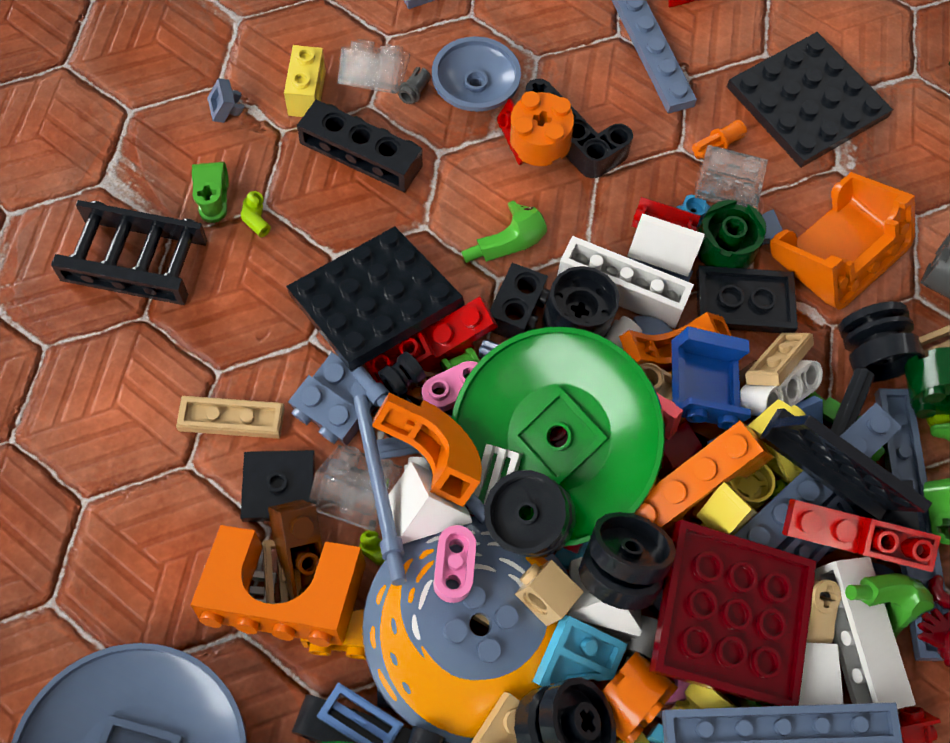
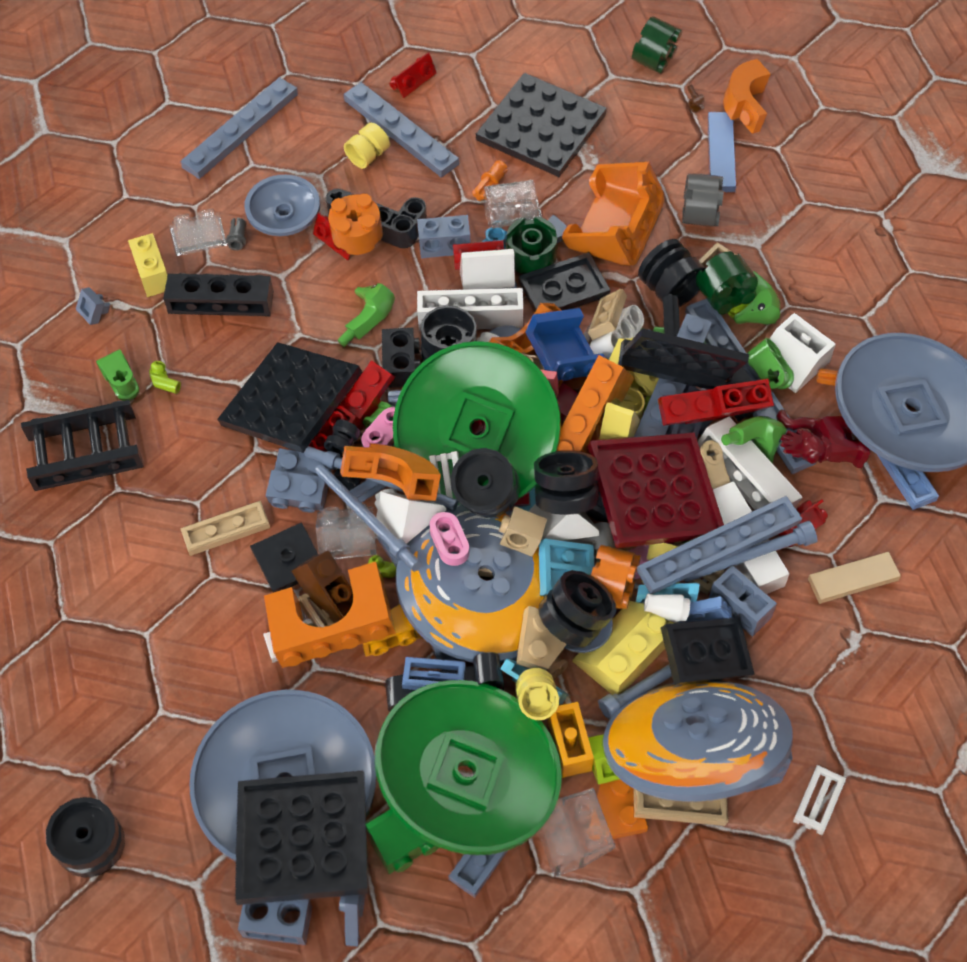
camera: 20 degrees left, 5 degrees down
(600, 45) = (368, 145): none -> light yellow wheel
(633, 178) = (440, 234): none -> sand blue brick

